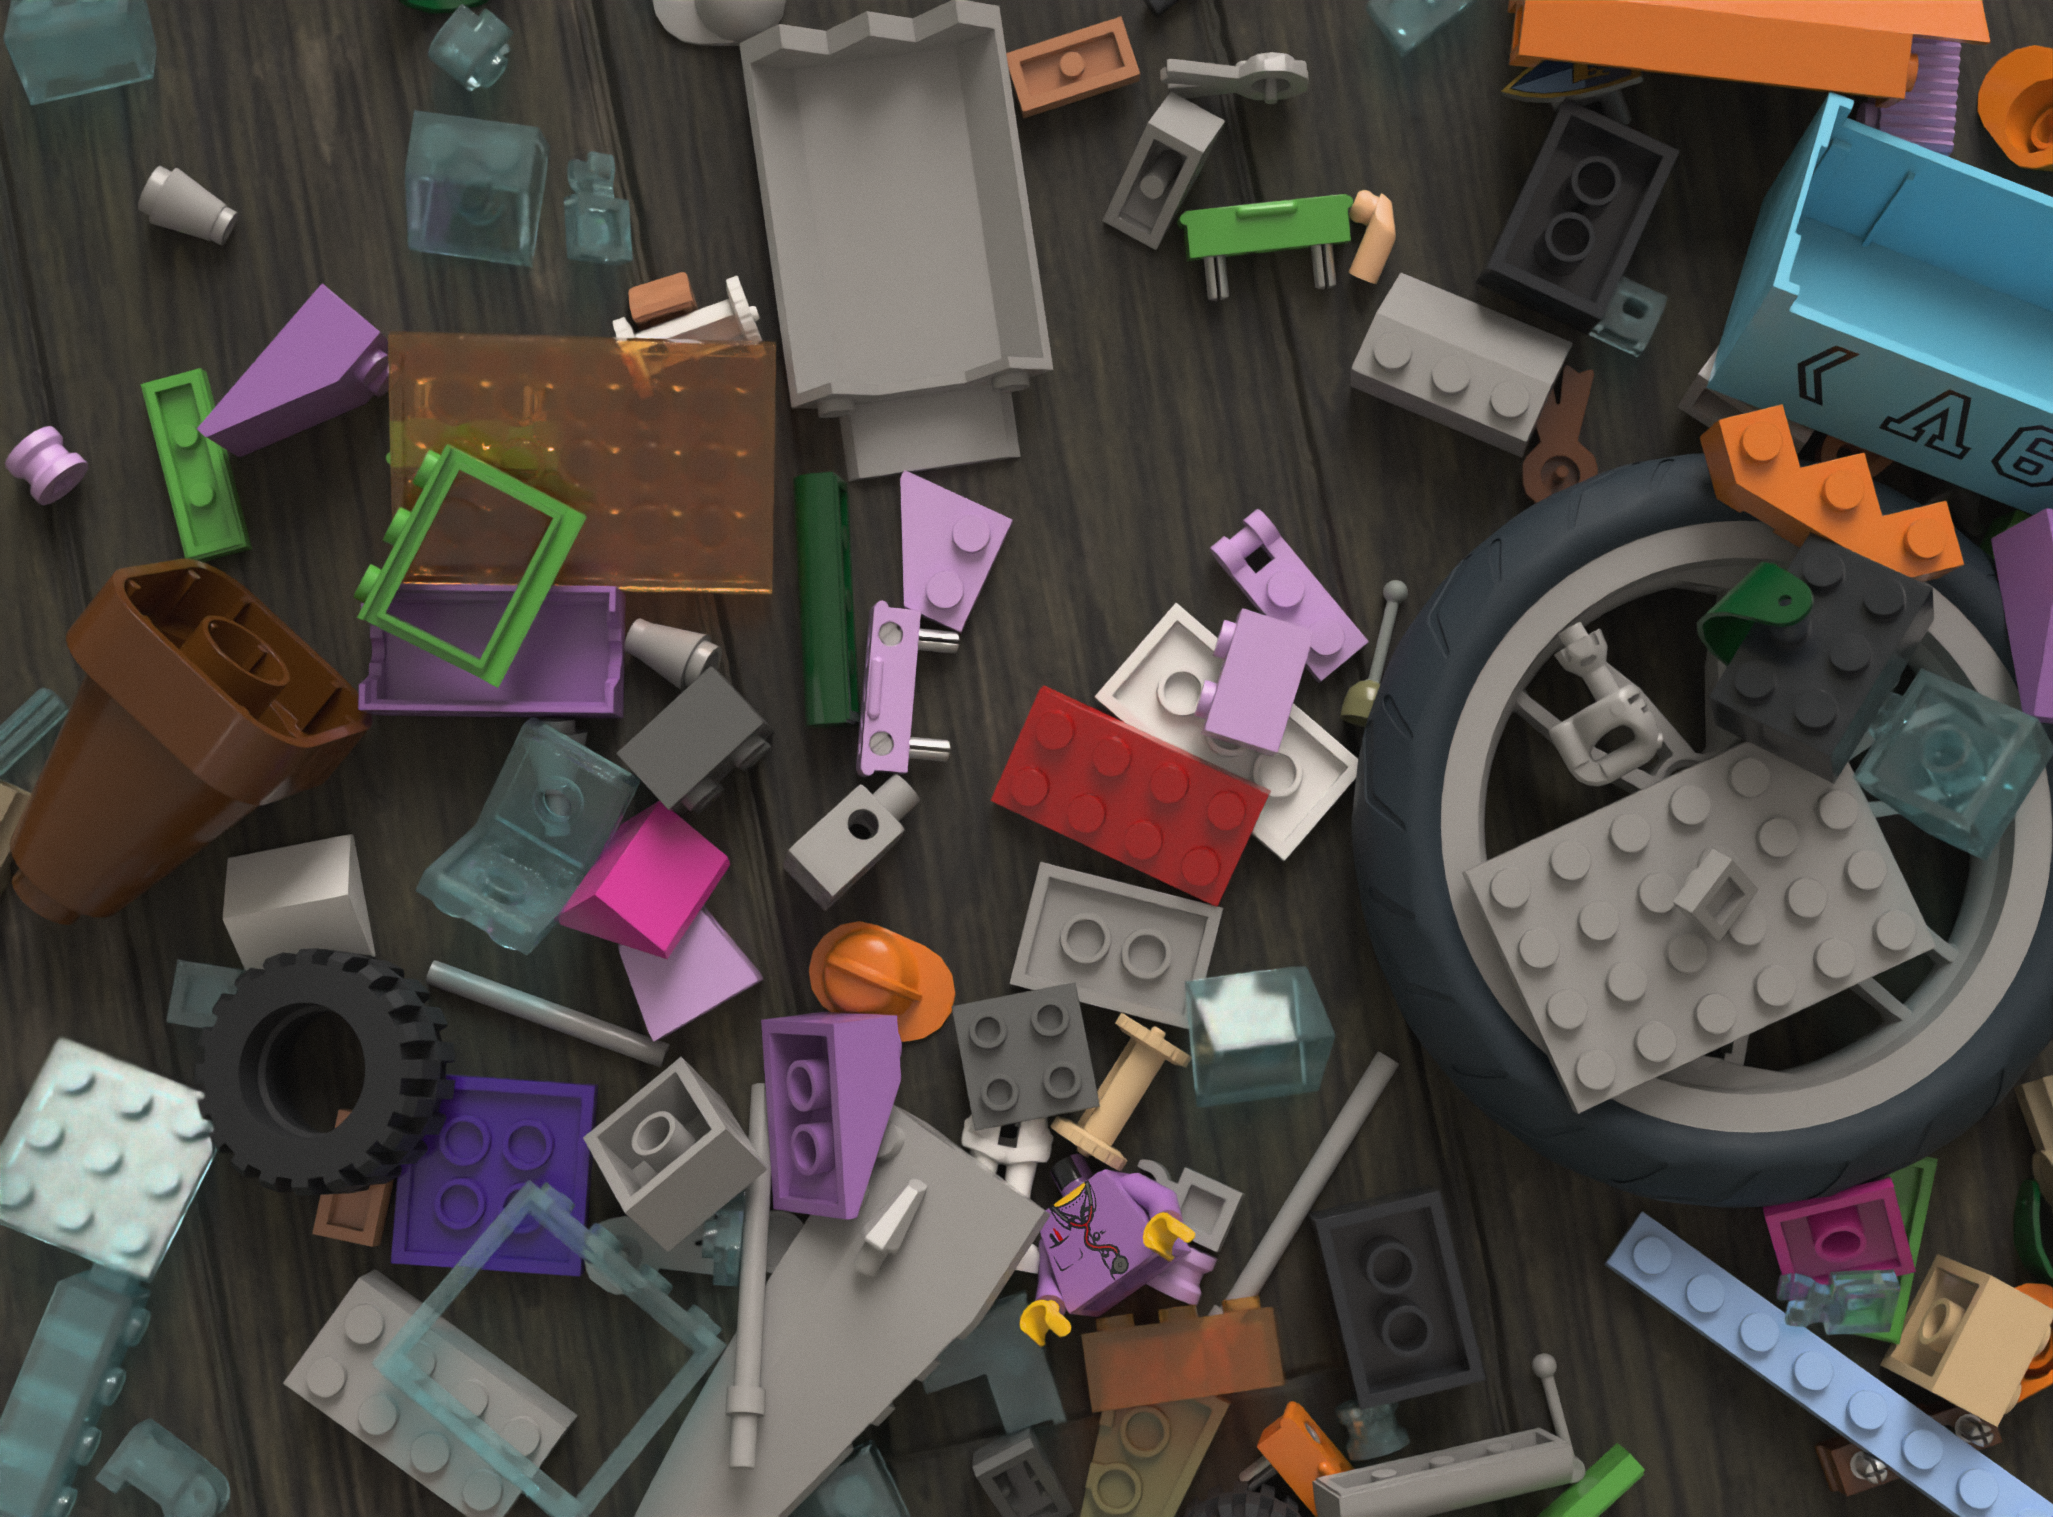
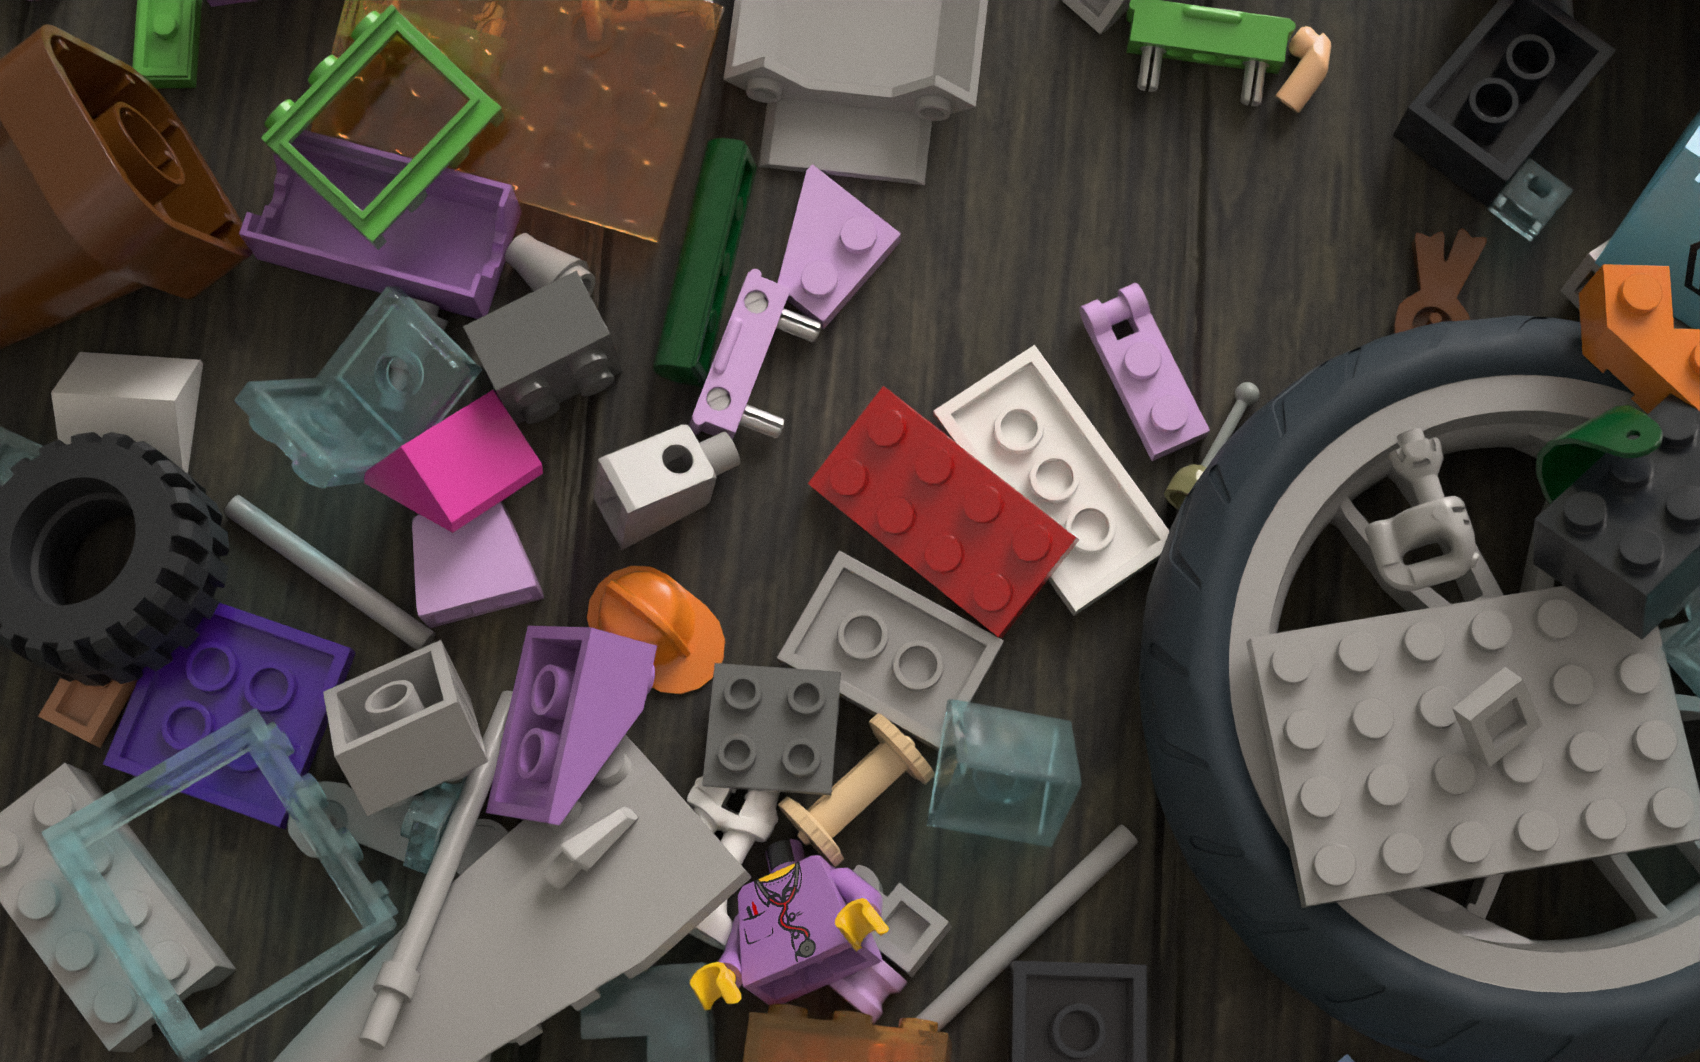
camera: 20 degrees right, 10 degrees down
(1255, 681) = (1091, 429): lavender brick -> none
(1459, 364) = (1357, 201): light grey slope -> none

